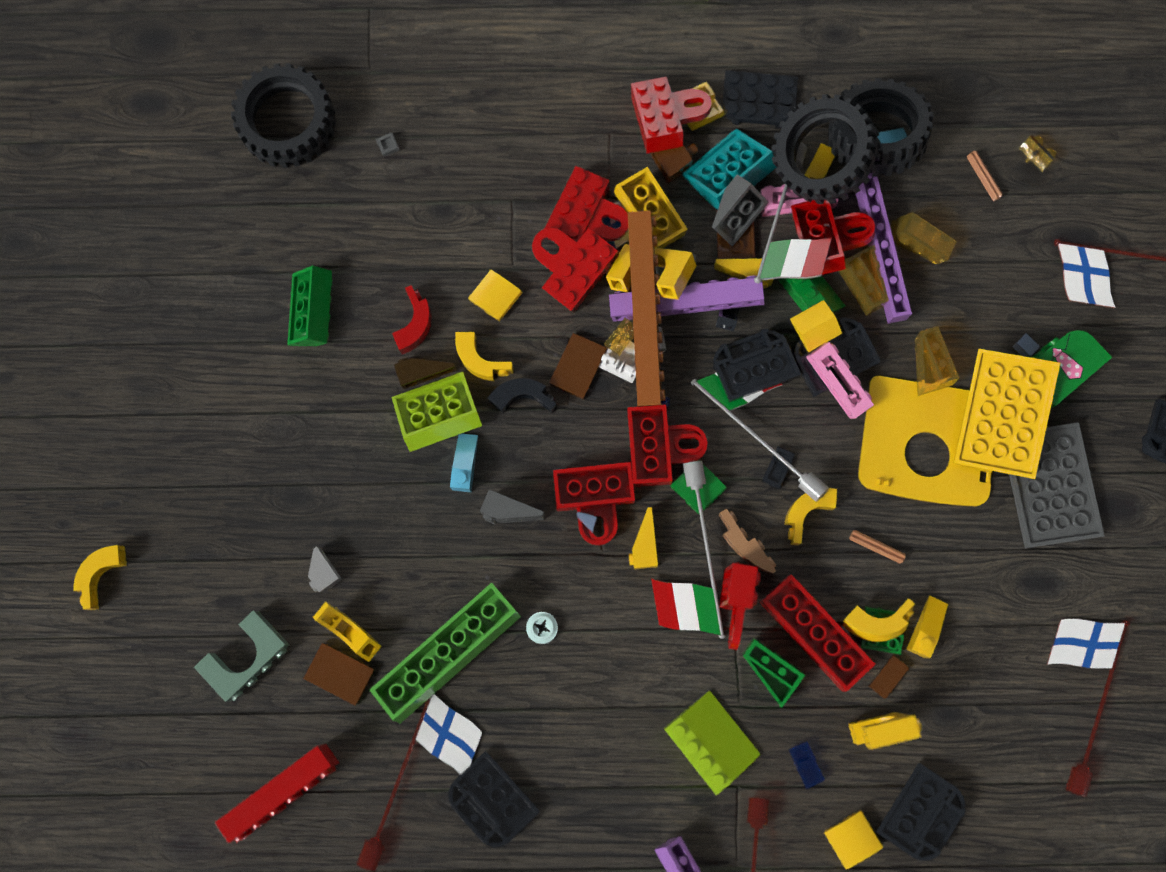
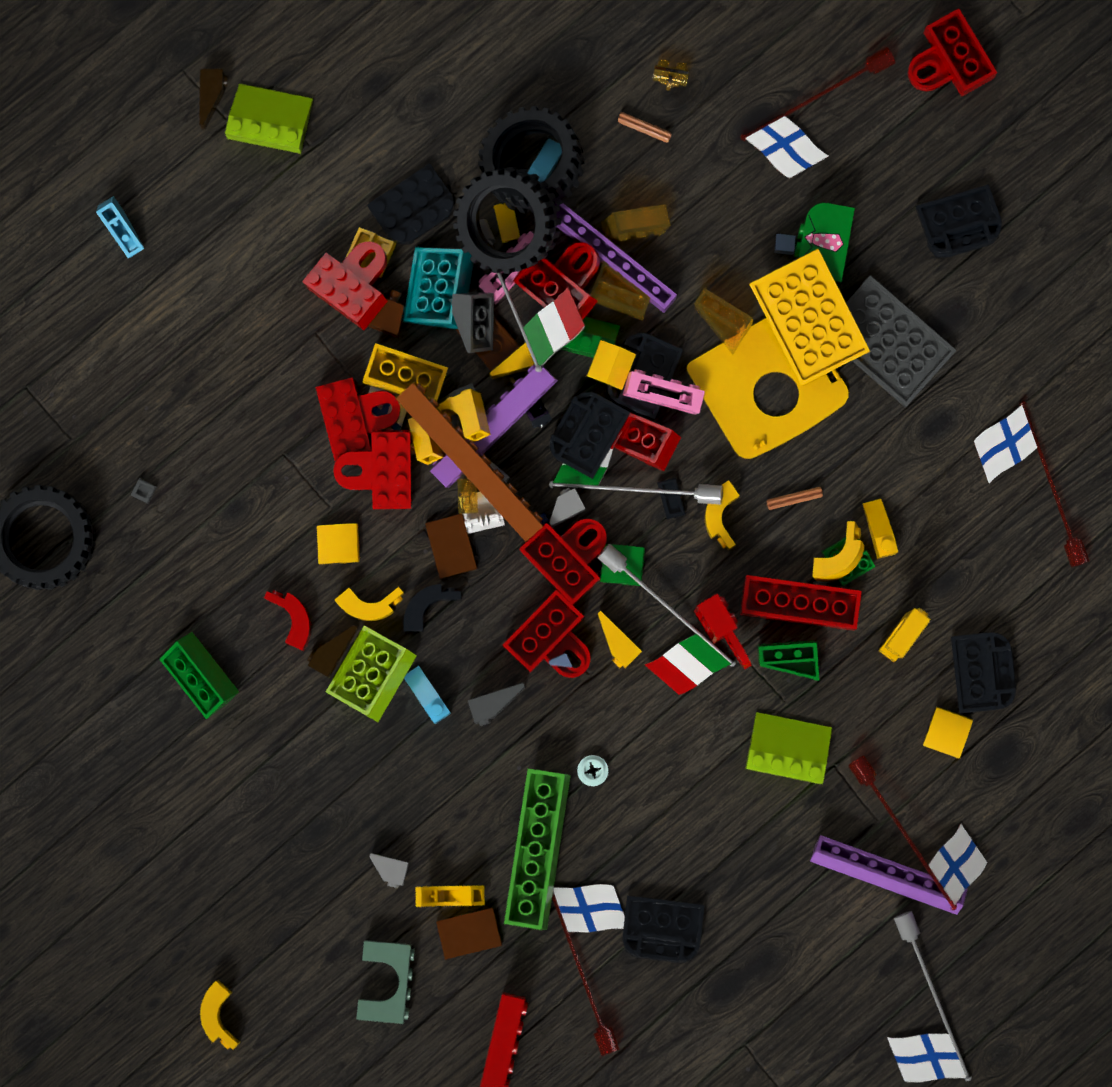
camera: 40 degrees left, 5 degrees up
(690, 407) = (566, 507): none -> light grey slope
(750, 551) = (701, 582): medium nougat slope -> none
(796, 409) = (647, 441): none -> red slope
(806, 765) = (871, 707): clear blue slope -> none
(888, 677) = (880, 590): reddish brown tile -> none

